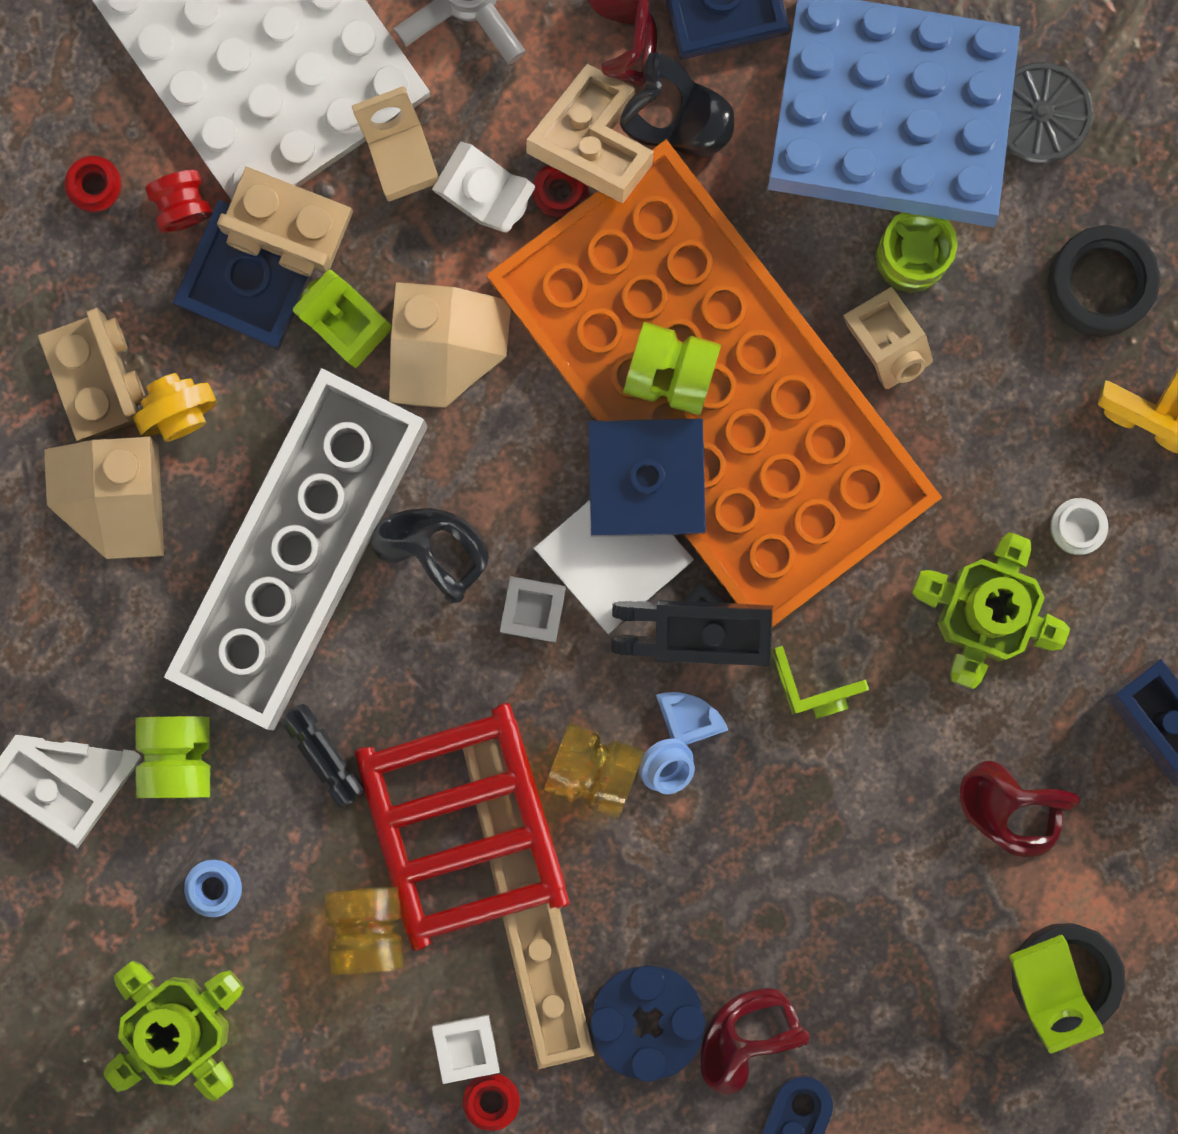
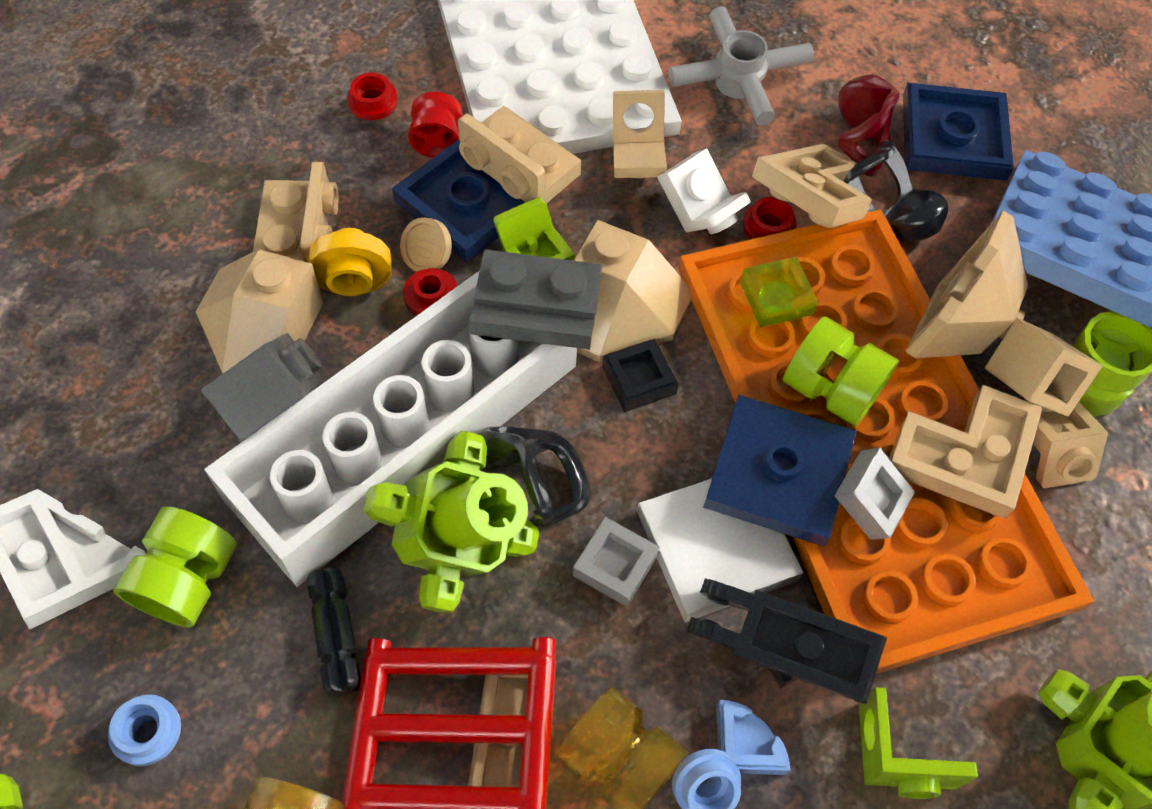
camera: 20 degrees right, 25 degrees down
(171, 577) = (264, 384): none -> dark grey brick
(233, 352) = (425, 244): none -> tan piece
(270, 417) = (423, 281): none -> red plate
(376, 406) = (536, 299): none -> dark grey plate
(386, 634) = (454, 520): none -> lime piece
(489, 412) = (639, 375): none -> black tile
(592, 294) = (778, 291): none -> clear neon green plate
(733, 478) = (875, 494): none -> light grey plate
(776, 240) = (975, 297): none -> tan slope
(816, 415) = (976, 465): none -> tan plate
(854, 289) = (1043, 367): none -> tan brick

